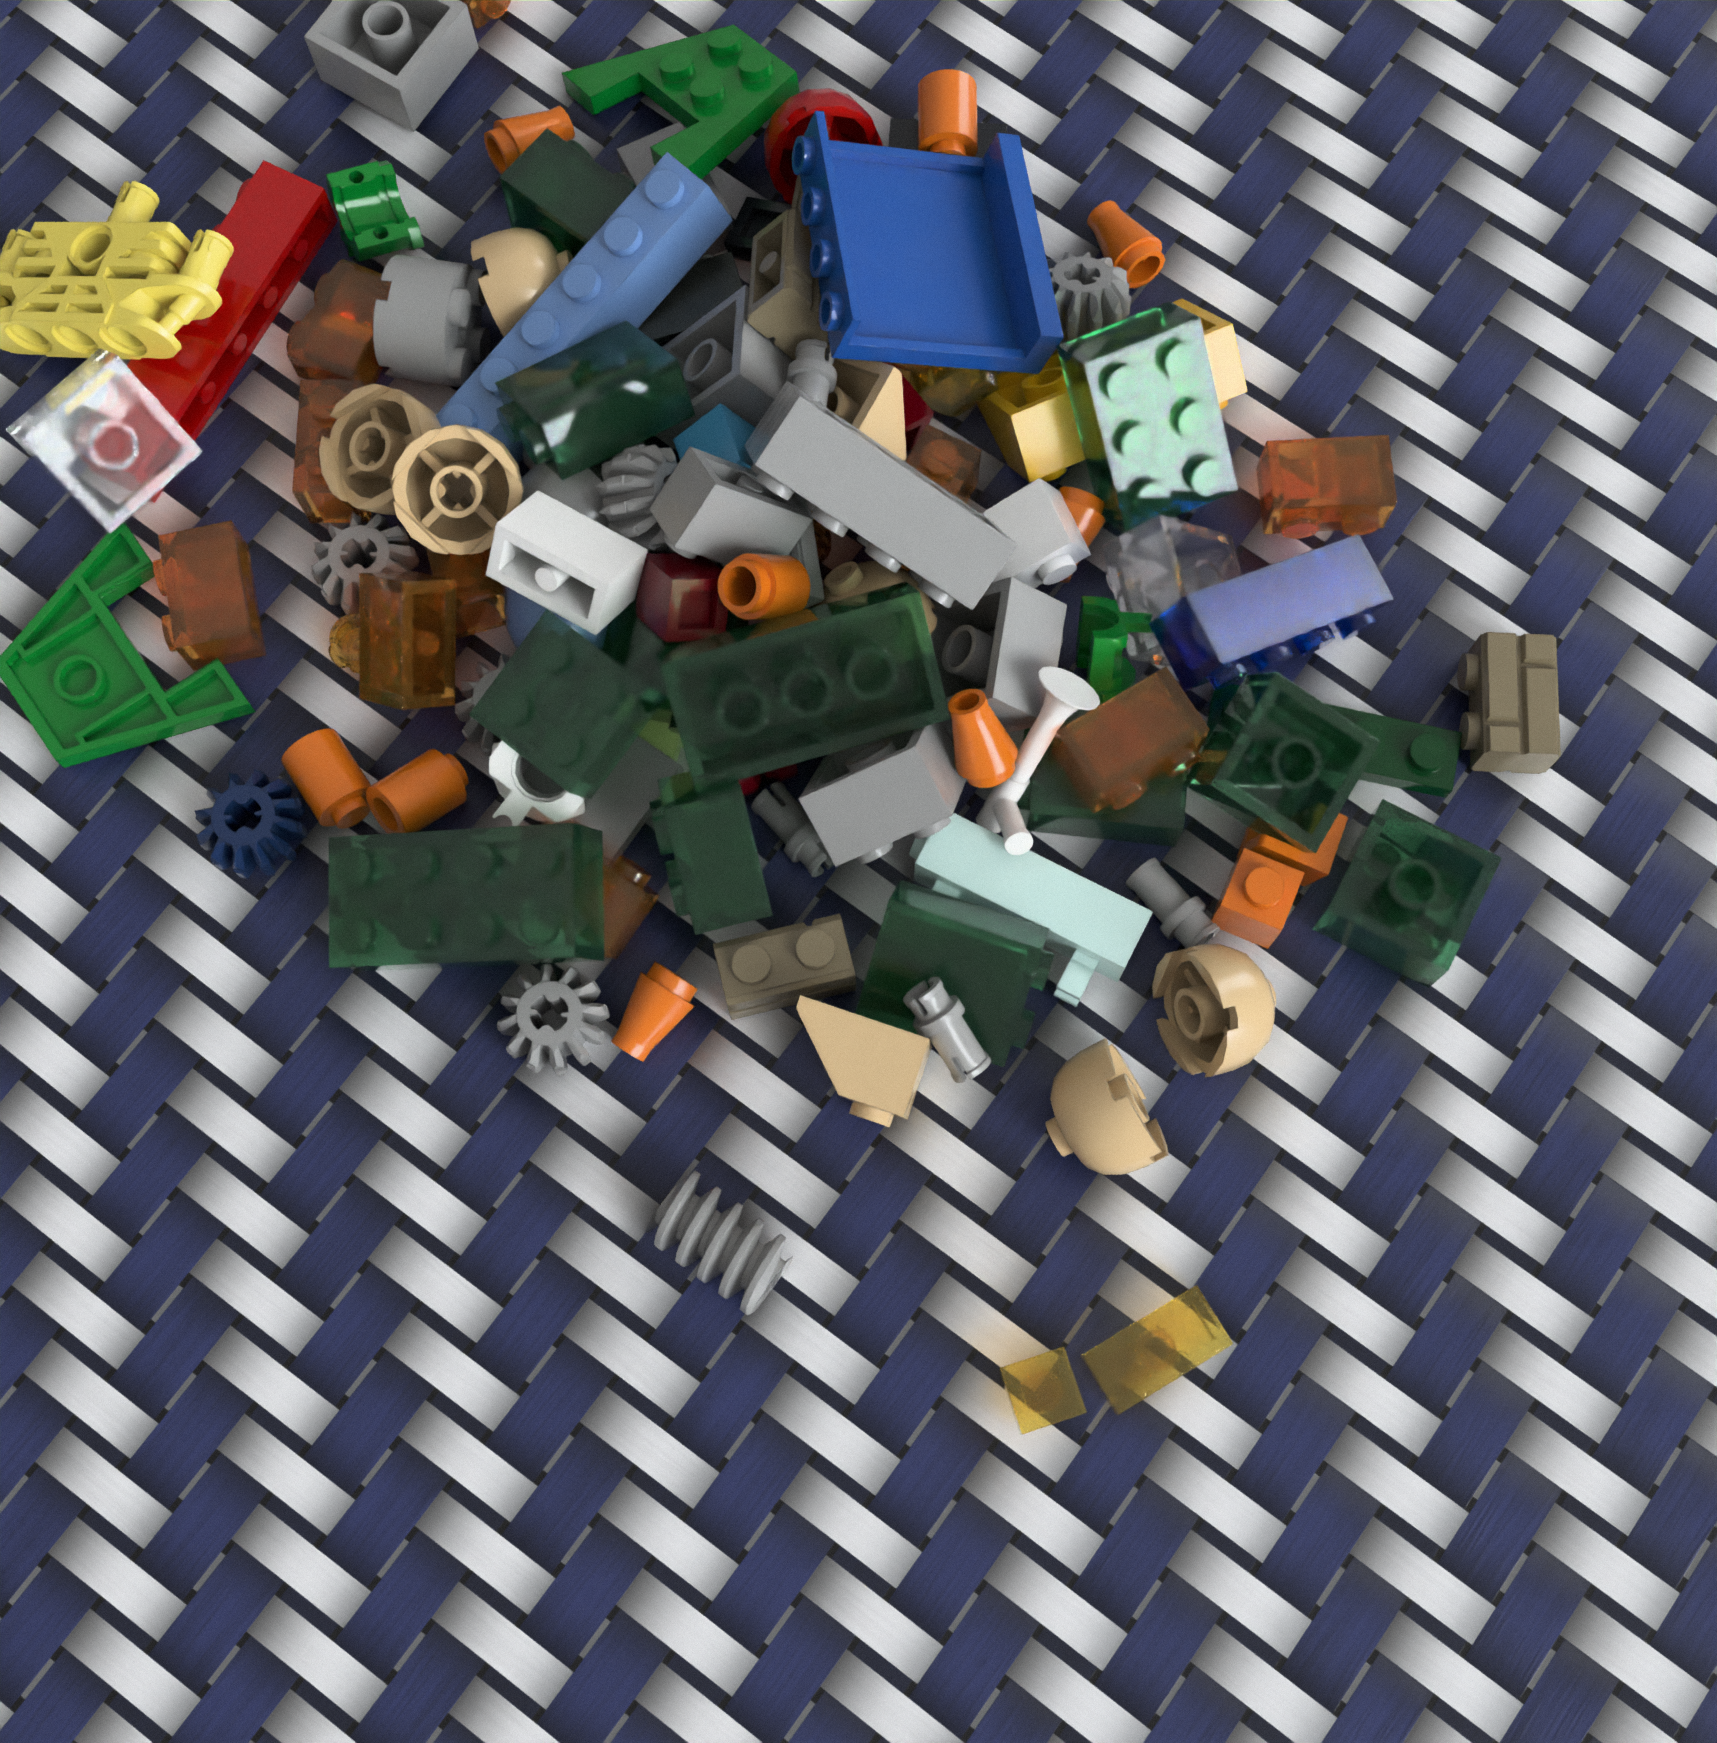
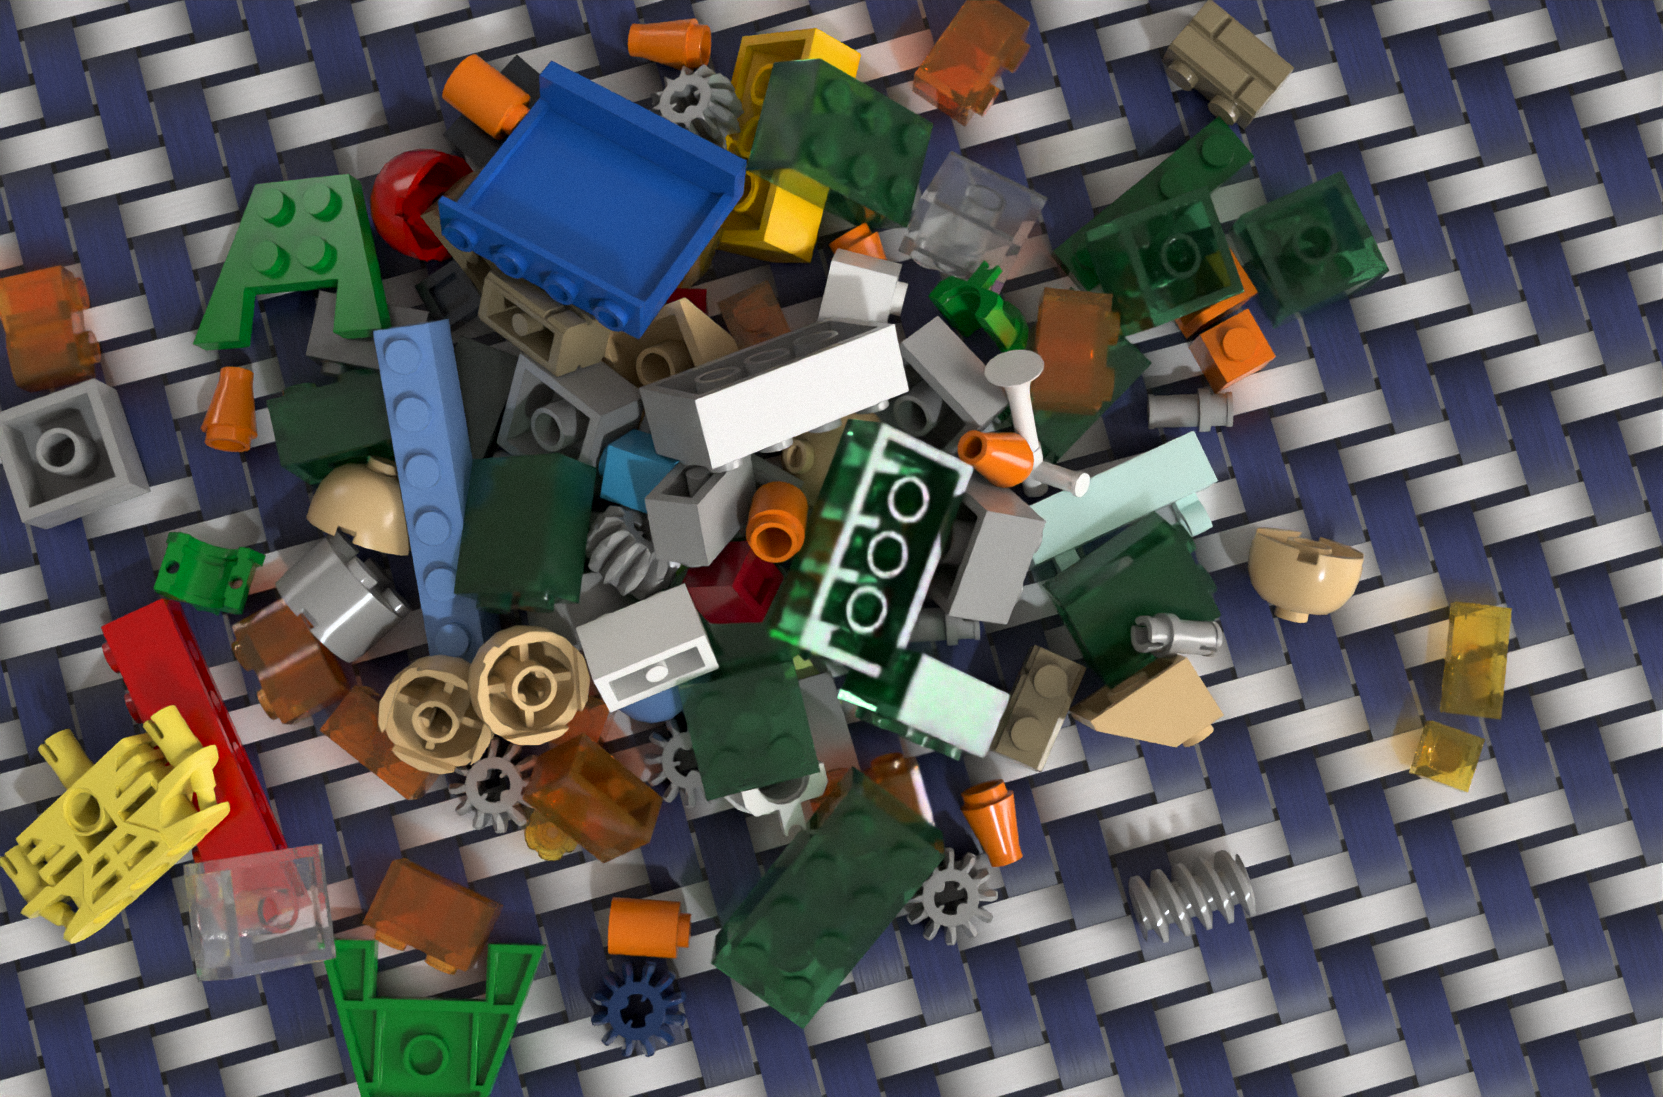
camera: 55 degrees left, 10 degrees up
(418, 792) = (710, 872): orange brick -> none
(812, 371) = (631, 360): light grey pin -> none
(1215, 1008) = (1287, 442): tan cylinder -> none
(1271, 612) = (1053, 179): clear blue brick -> none

